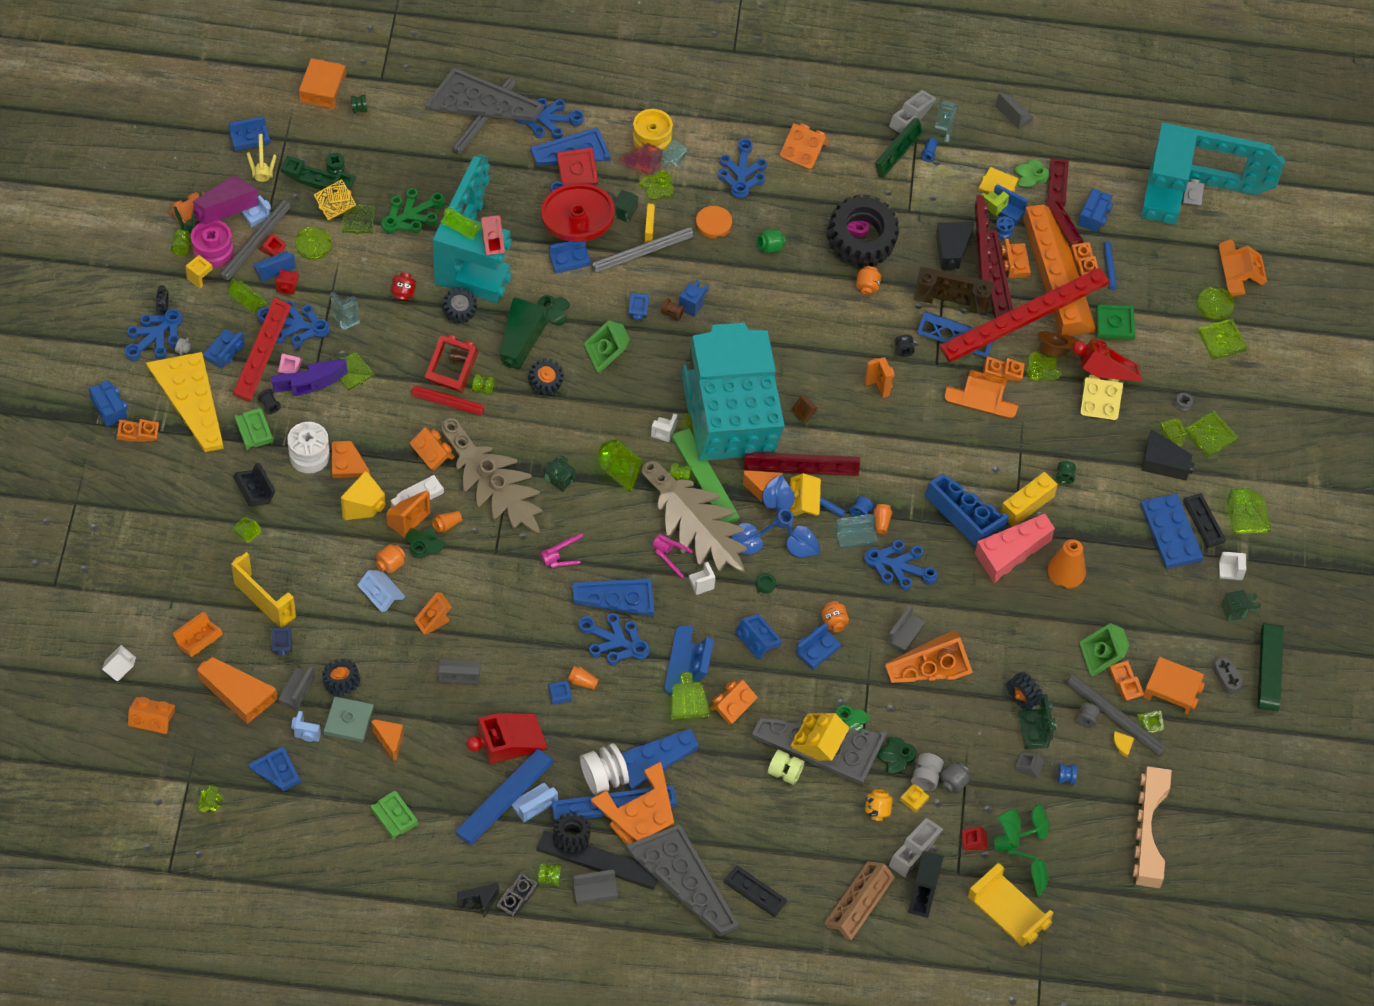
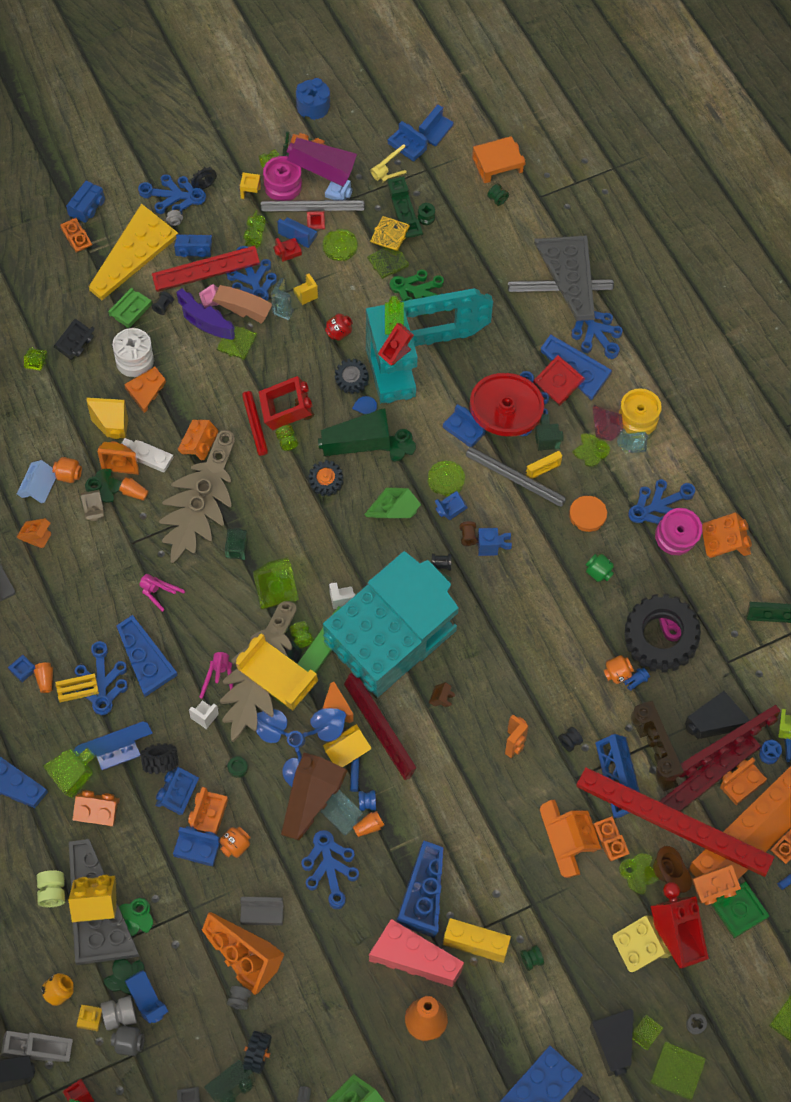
camera: 60 degrees right, 5 degrees up
(142, 175) = (313, 98): none -> blue brick
(246, 105) = (435, 126): none -> blue panel
(321, 342) = (242, 303): none -> nougat slope
(343, 287) = (307, 291): none -> yellow panel
(440, 558) = (92, 505): none -> dark tan bracket
(492, 314) = (365, 405): none -> blue piece
(607, 296) = (446, 478): none -> clear neon green tile
(617, 644) = (73, 681): none -> yellow tile
(684, 342) = (441, 562): none -> black bush
(711, 503) = (275, 672): none -> yellow panel
(725, 628) = (159, 758): none -> black tyre
(780, 170) = (678, 531): none -> dark pink wheel
(794, 621) = (208, 811): none -> orange bracket
(830, 533) = (311, 788): none -> reddish brown wedge
(884, 269) = (637, 678): none -> blue pin
(940, 746) = (145, 997): none -> blue bracket
(969, 683) = (239, 997): none -> dark grey wheel
(1092, 318) = (716, 884): none -> orange bracket

